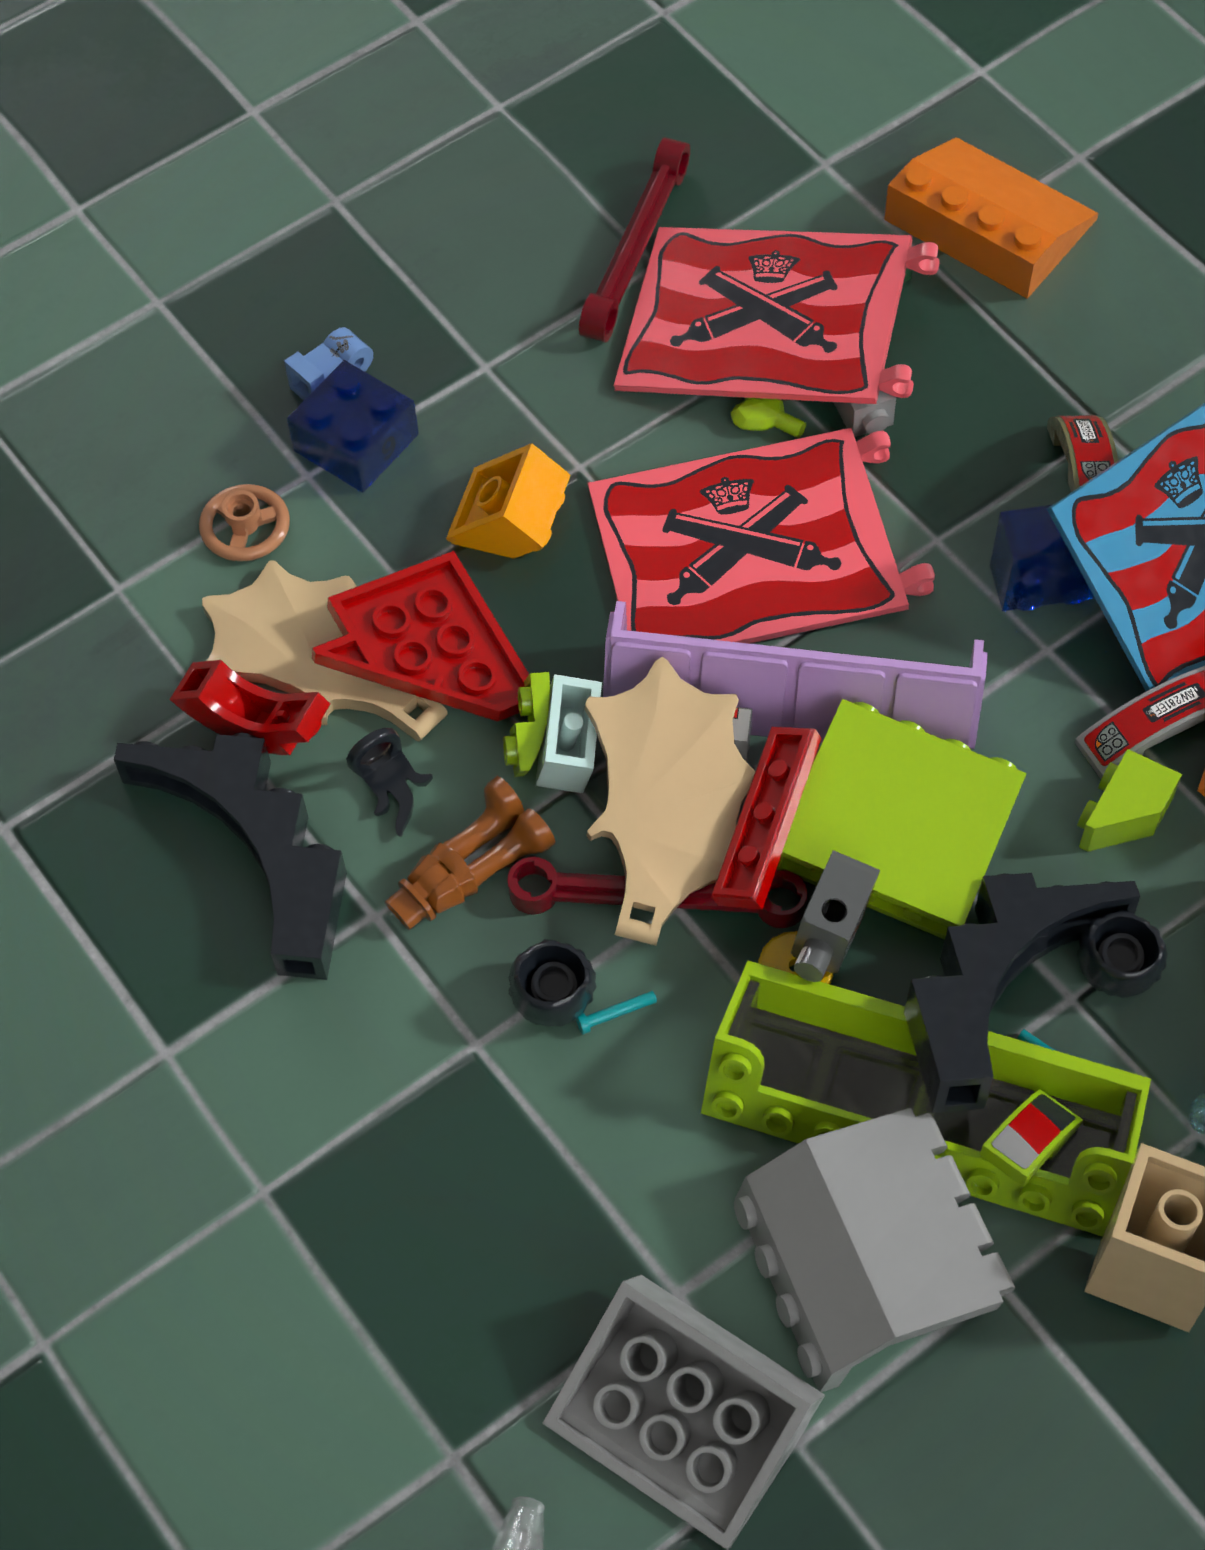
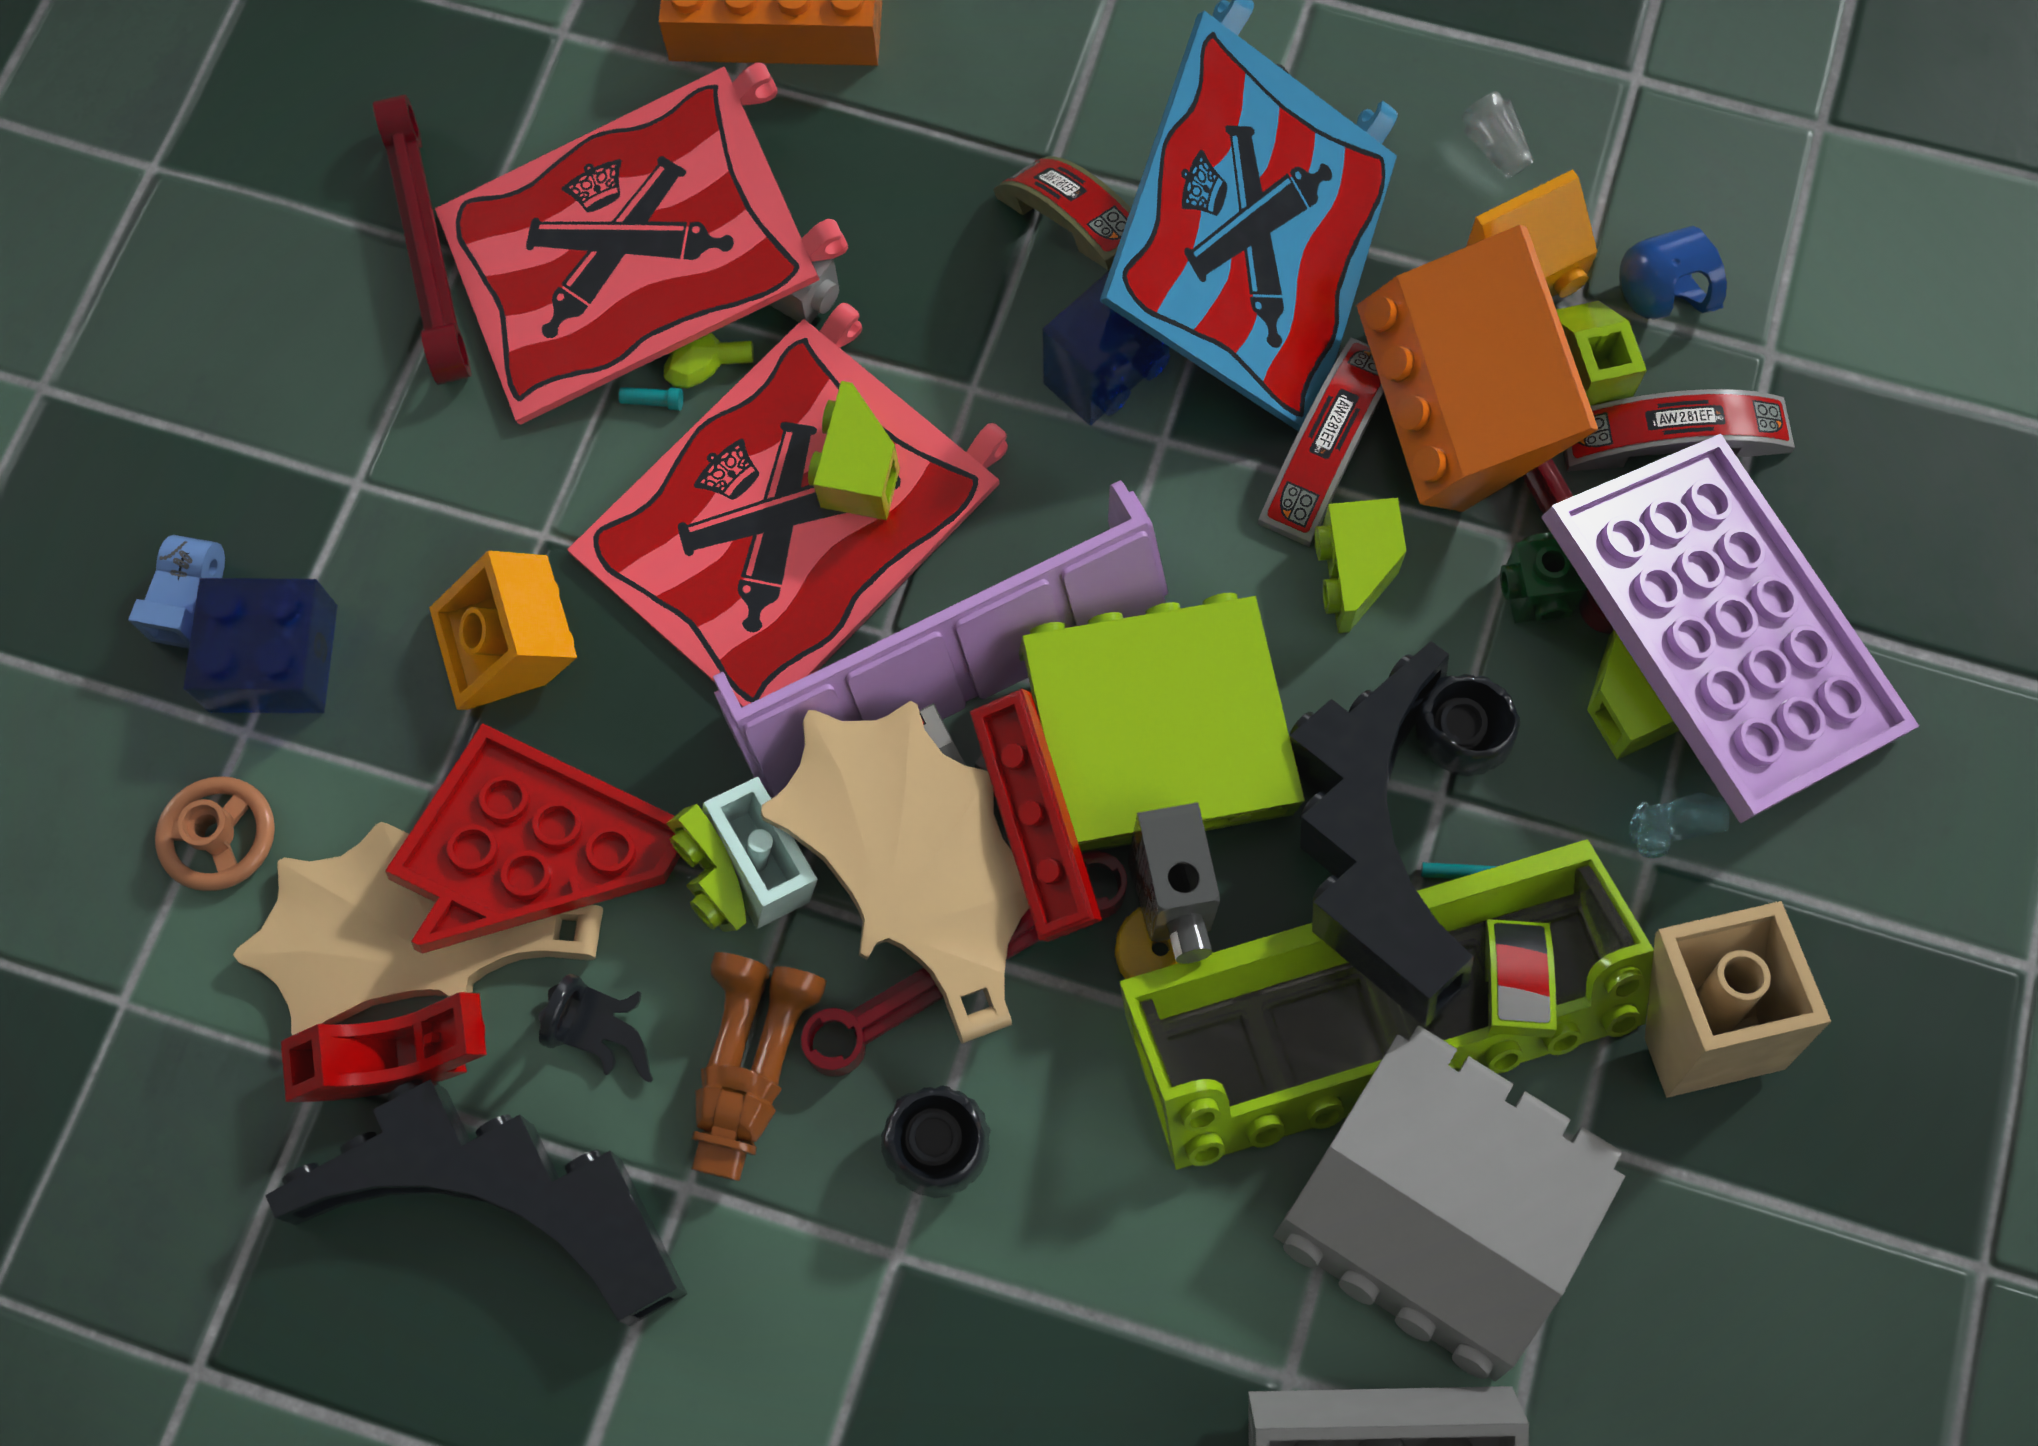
camera: 35 degrees left, 10 degrees up
(585, 1022) = (1015, 1120): teal piece -> none
(725, 429) = (669, 398): none -> teal piece
(815, 533) = (857, 460): none -> lime slope

